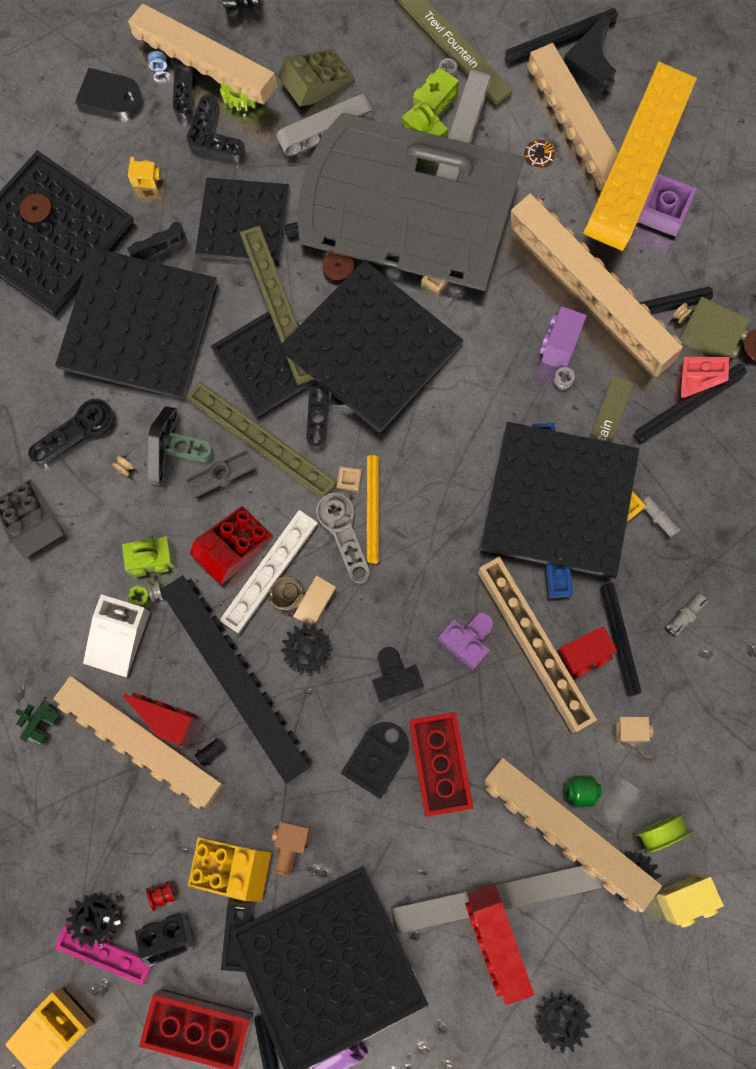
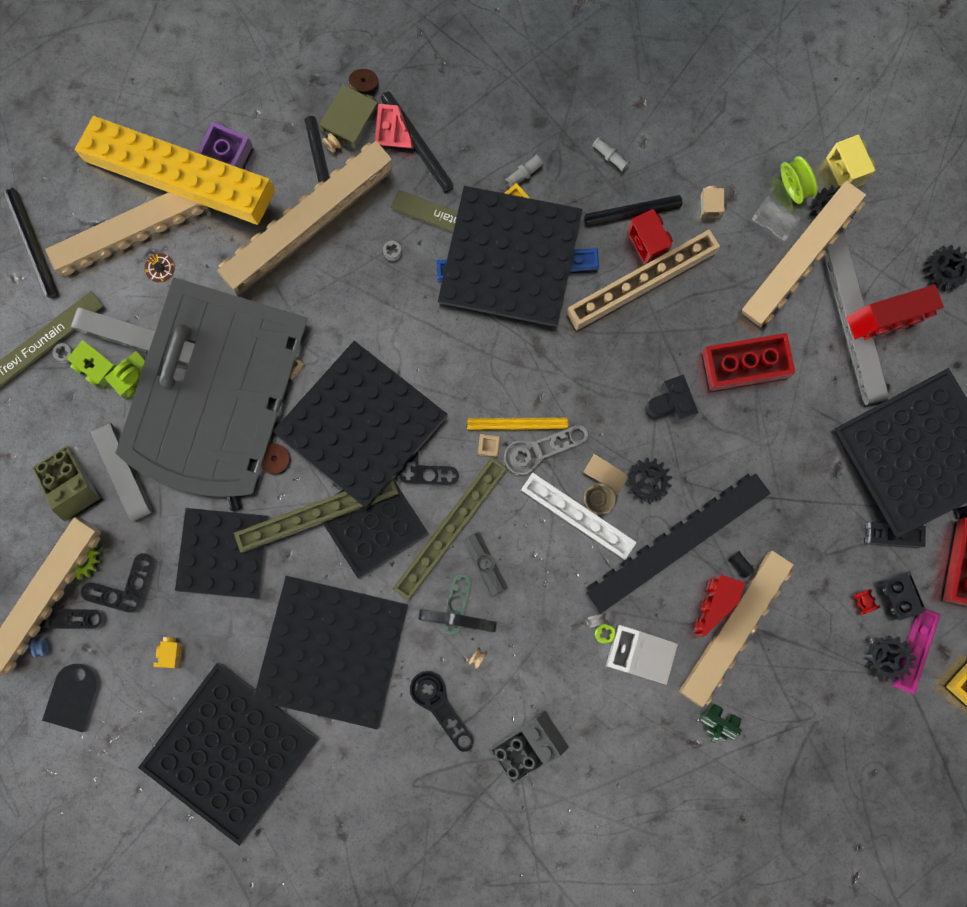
camera: 95 degrees left, 5 degrees up
(35, 208) = (206, 762): copper piece -> none
(148, 556) = (566, 628): lime brick -> none
(158, 242) = (246, 636): black plate -> none
(229, 869) = (842, 543): yellow slope -> none
(230, 544) = (553, 552): red slope -> none
(289, 840) = (818, 486): medium nougat brick -> none
(376, 759) = (743, 419): black tile -> none
(466, 641) = (639, 339): medium lavender brick -> none
(562, 337) = (358, 248): medium lavender brick -> none
(583, 791) = (765, 245): green head -> none
(588, 61) = (63, 217): black arch -> none

